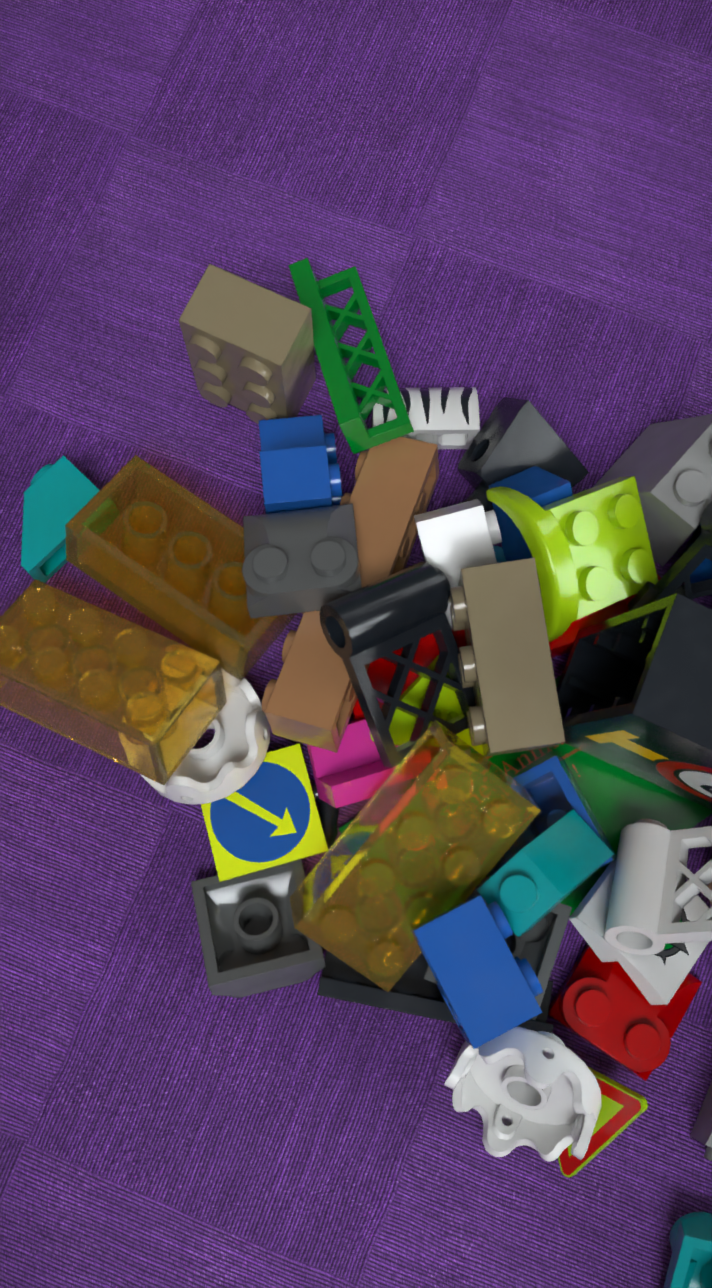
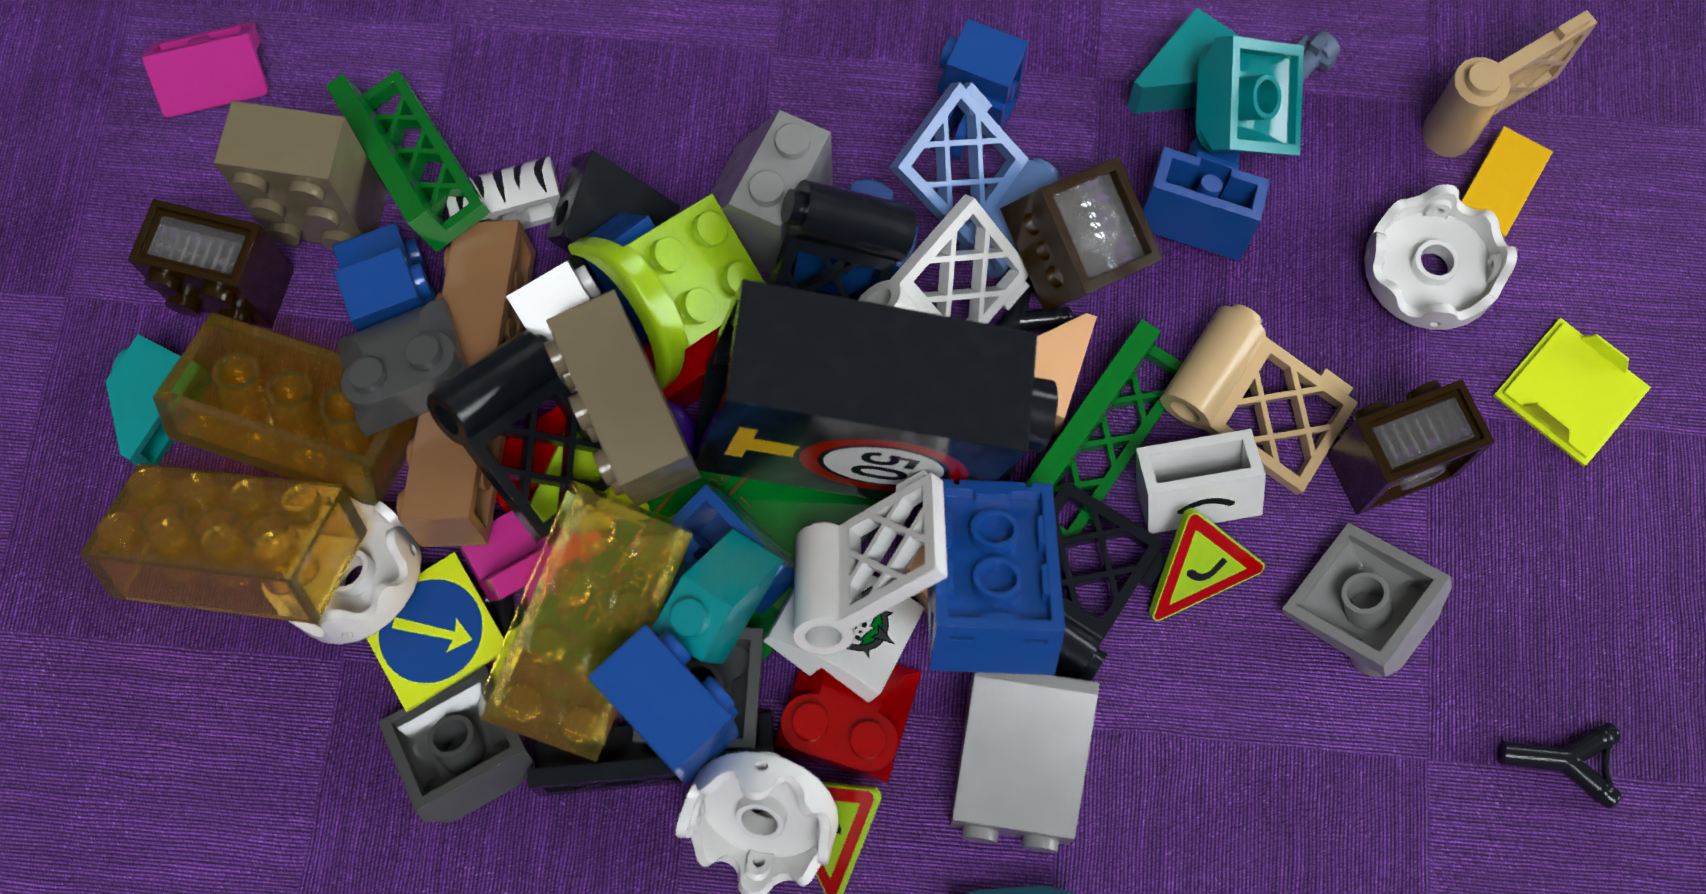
camera: 15 degrees left, 5 degrees down
(145, 407) = (211, 264): none -> dark brown piece
(181, 218) = (206, 69): none -> dark pink panel

